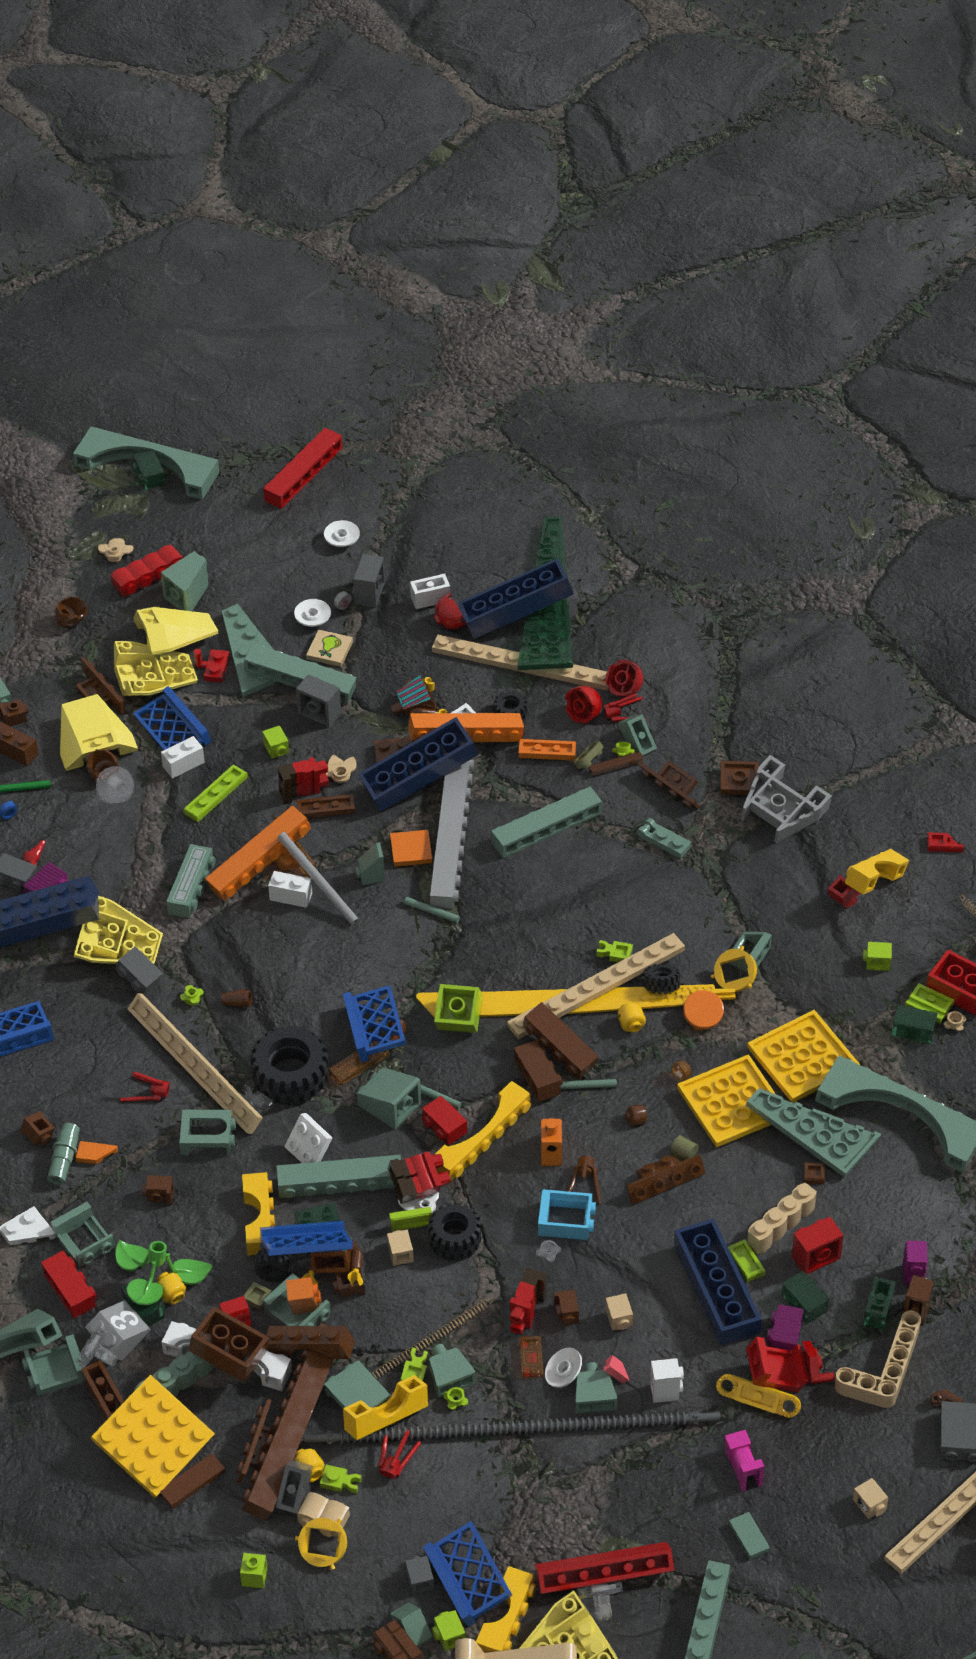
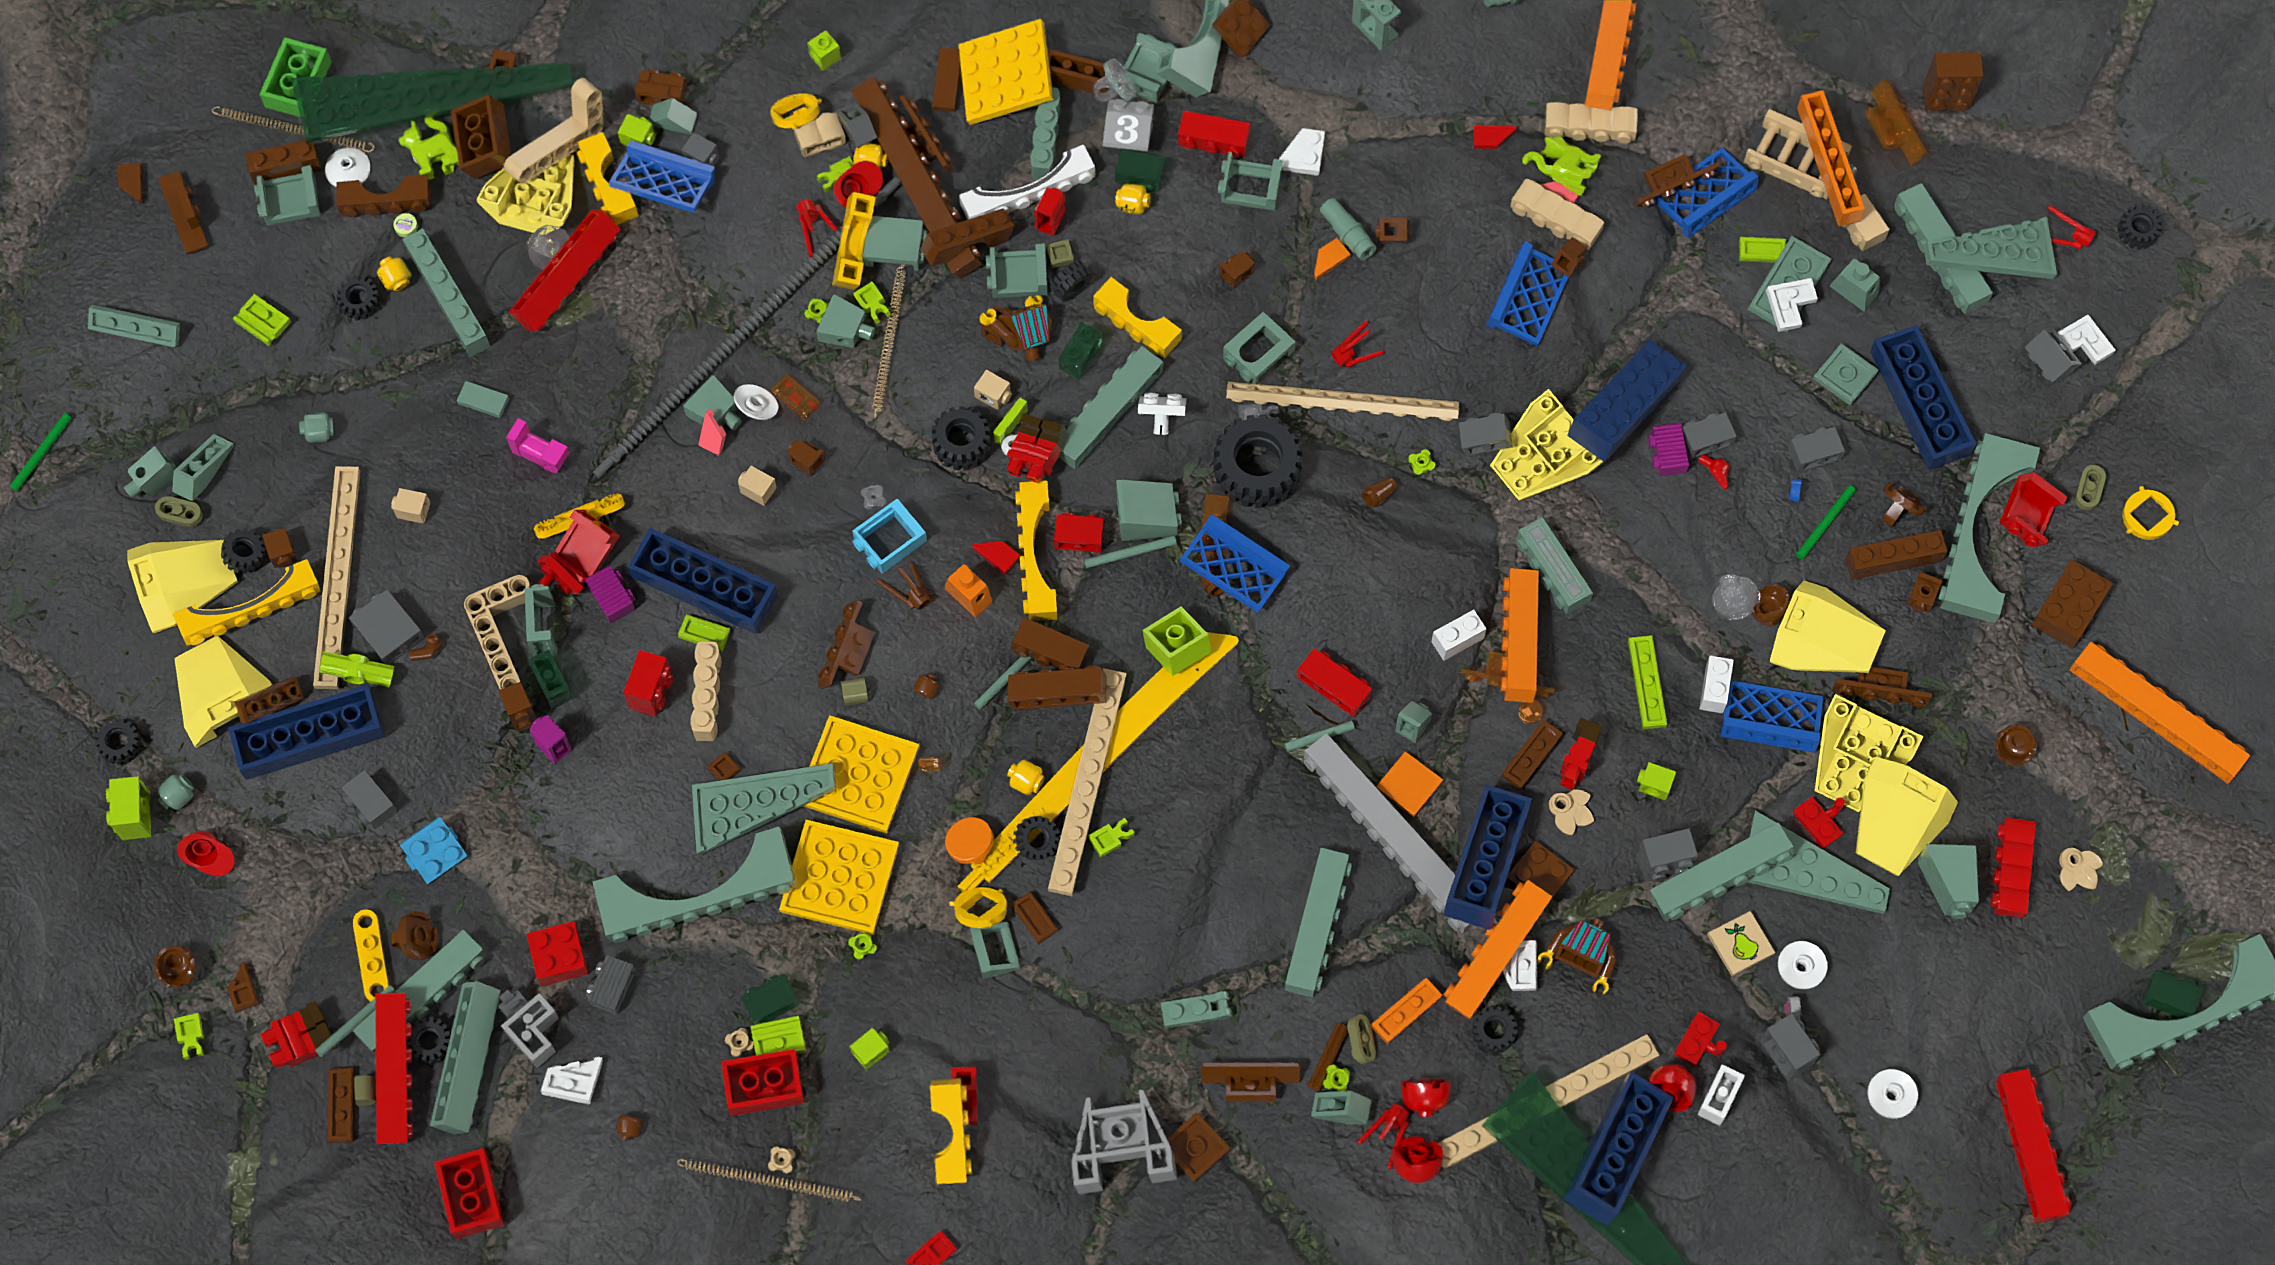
camera: 135 degrees right, 20 degrees up
(145, 1292) = (1140, 166): bright green plant -> none
(228, 1344) = (1017, 168): reddish brown brick -> none
(303, 1295) = (1013, 267): orange brick -> none
(305, 1238) = (1074, 317): blue fence -> none
(317, 878) = (1440, 655): light grey piece -> none
(340, 1452) = (860, 178): none -> red piece
(390, 924) = (1334, 682): none -> red brick
(407, 628) = (1698, 1040): none -> red plate
(507, 1153) = (997, 554): none -> red tile
(530, 1291) = (838, 426): red hips -> none
(666, 1380) = (659, 454): white brick -> none
(706, 950) = (1034, 918): none -> reddish brown tile
(803, 1293) = (620, 636): clear green brick -> none
(830, 1012) = (859, 951): none -> lime plate
(864, 1330) = (536, 598): none -> sand green panel
(890, 1610) = (316, 427): none -> sand green head

